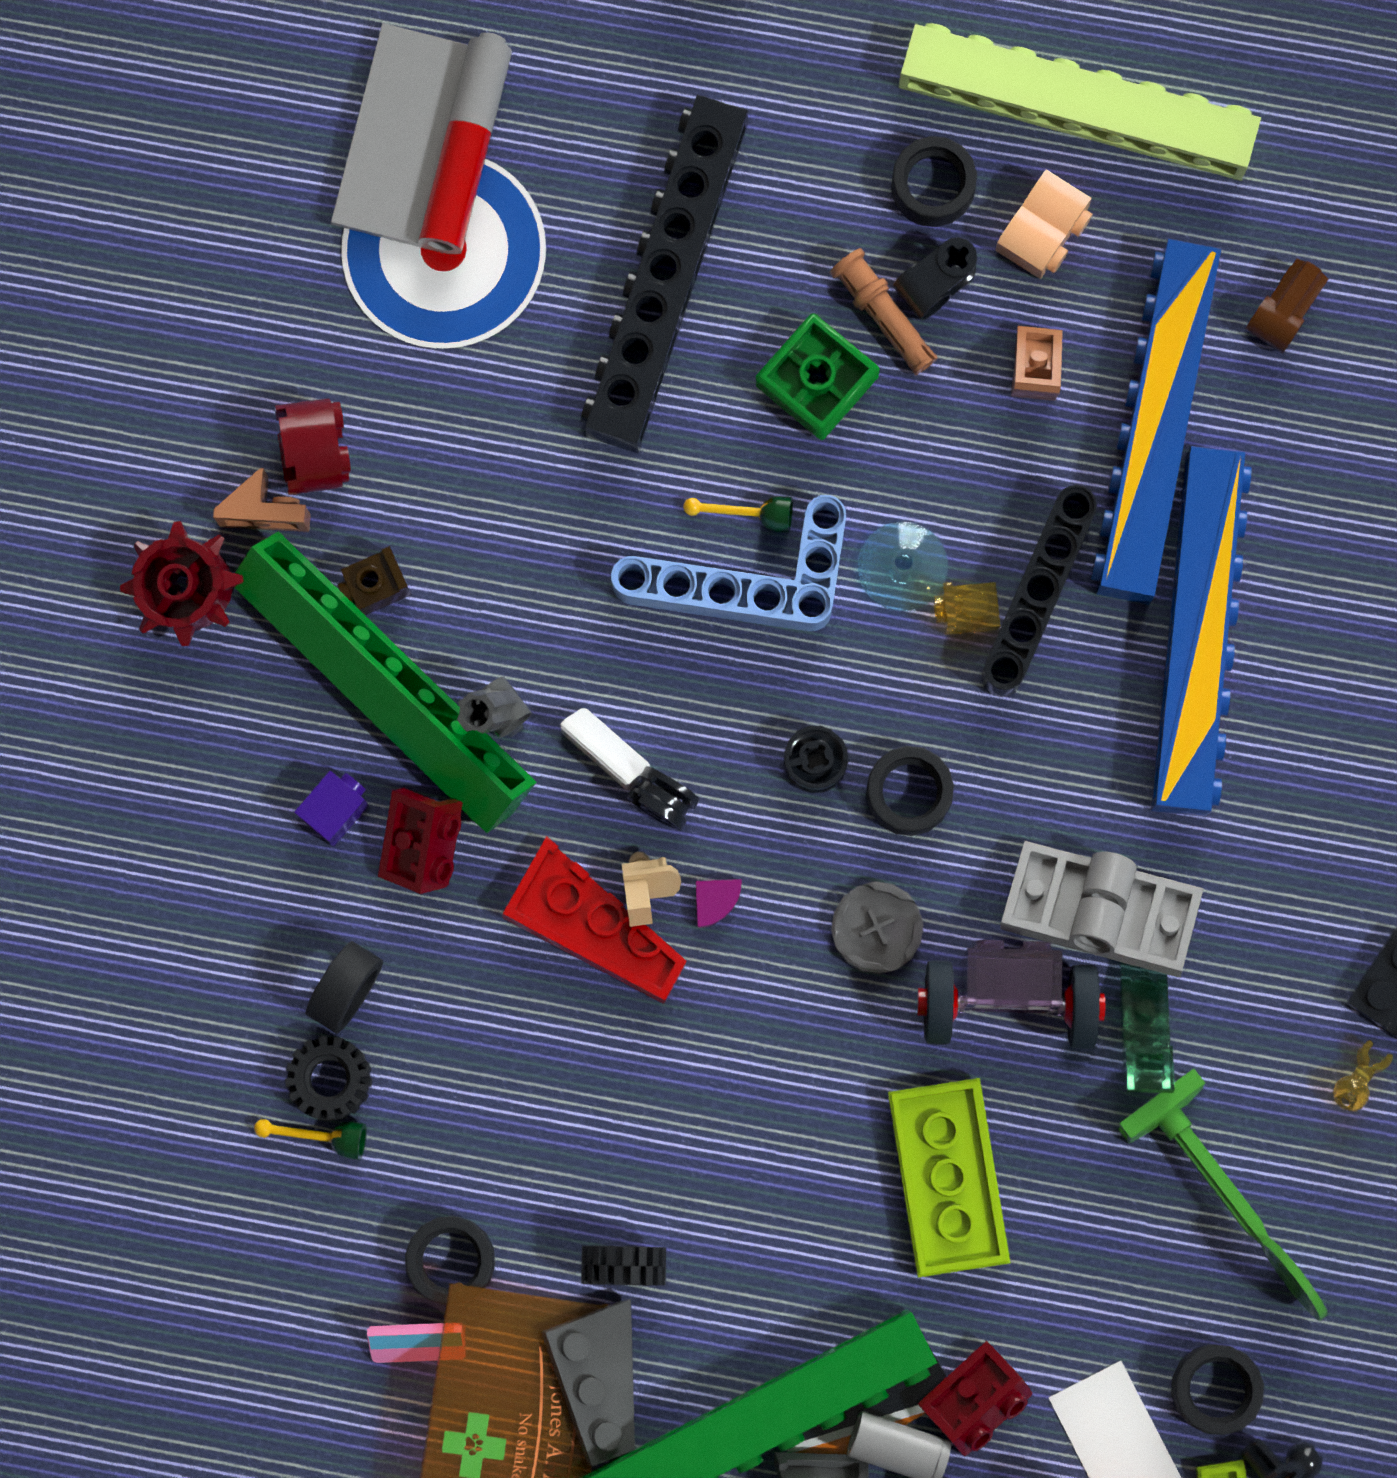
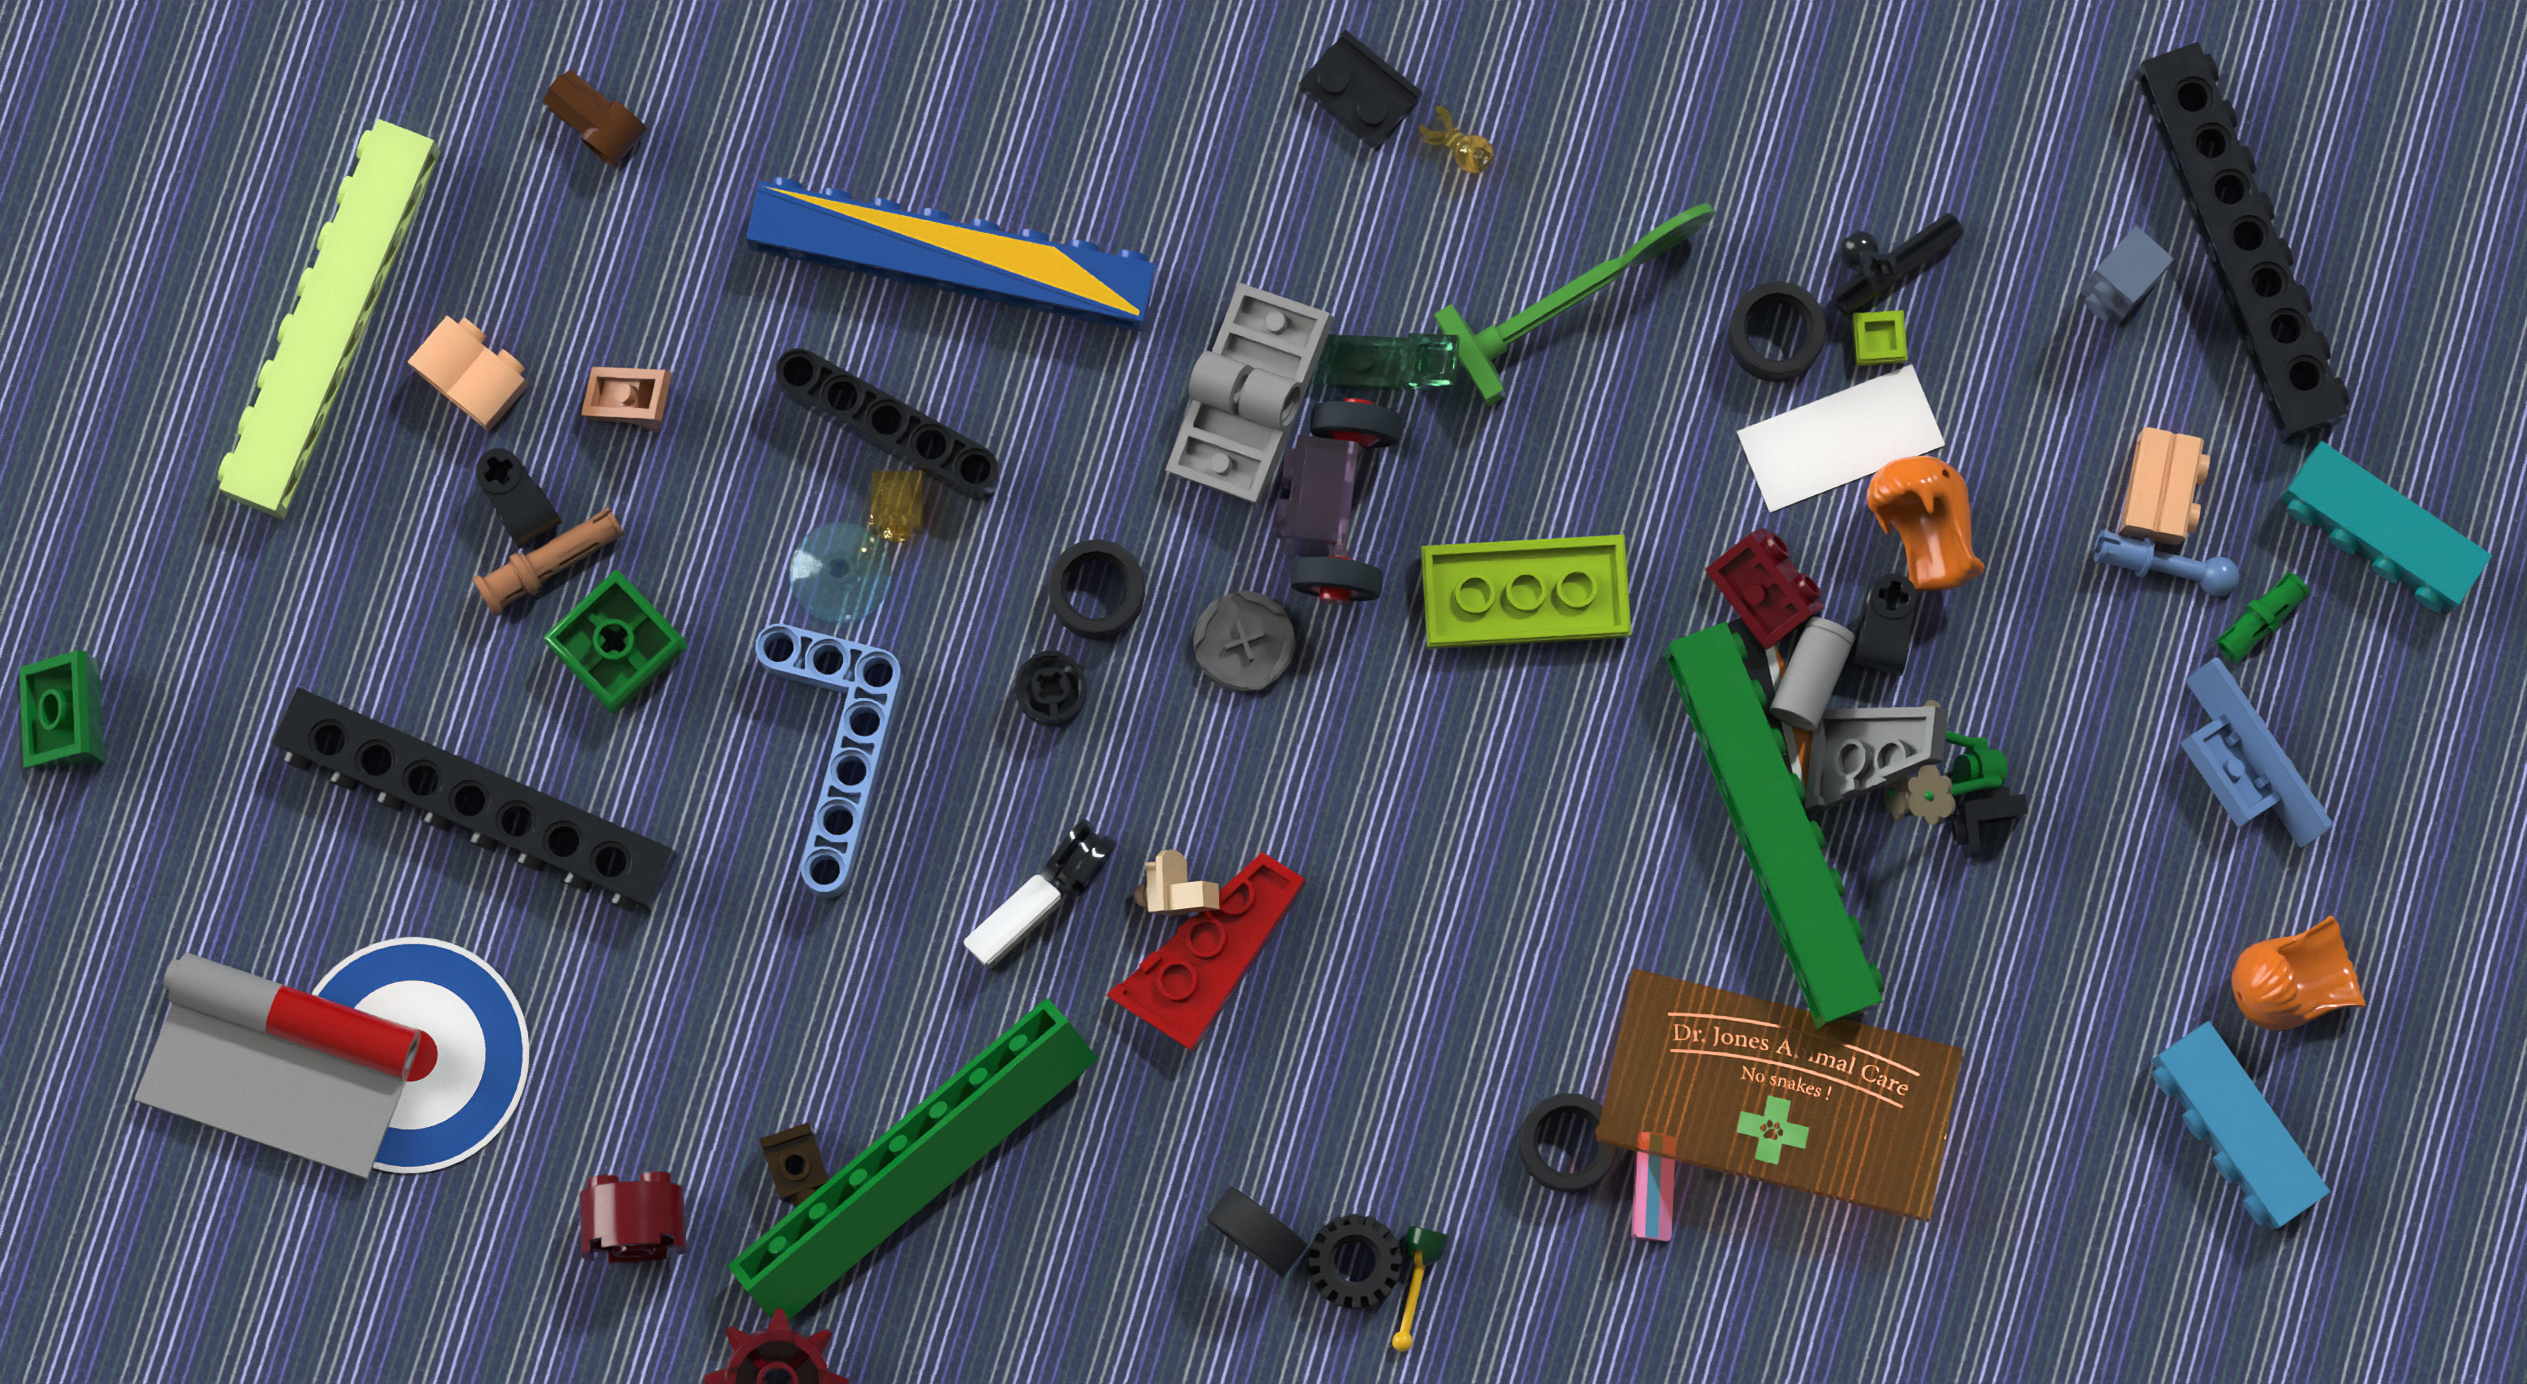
camera: 90 degrees left, 0 degrees up
(249, 508) = (696, 1300): nougat slope -> none
(333, 806) = (1049, 1230): dark purple brick -> none
(420, 841) = (1100, 1135): dark red bracket -> none
(494, 710) = (965, 1030): dark grey piece -> none
(596, 1378) = (1710, 993): dark grey wing -> none
(623, 1265) = (1591, 949): black tyre -> none
(716, 900) = (1196, 815): magenta tile -> none
(774, 513) = (766, 707): hinge -> none
(937, 148) = (380, 458): black tyre -> none
(1157, 423) = (709, 273): blue brick -> none

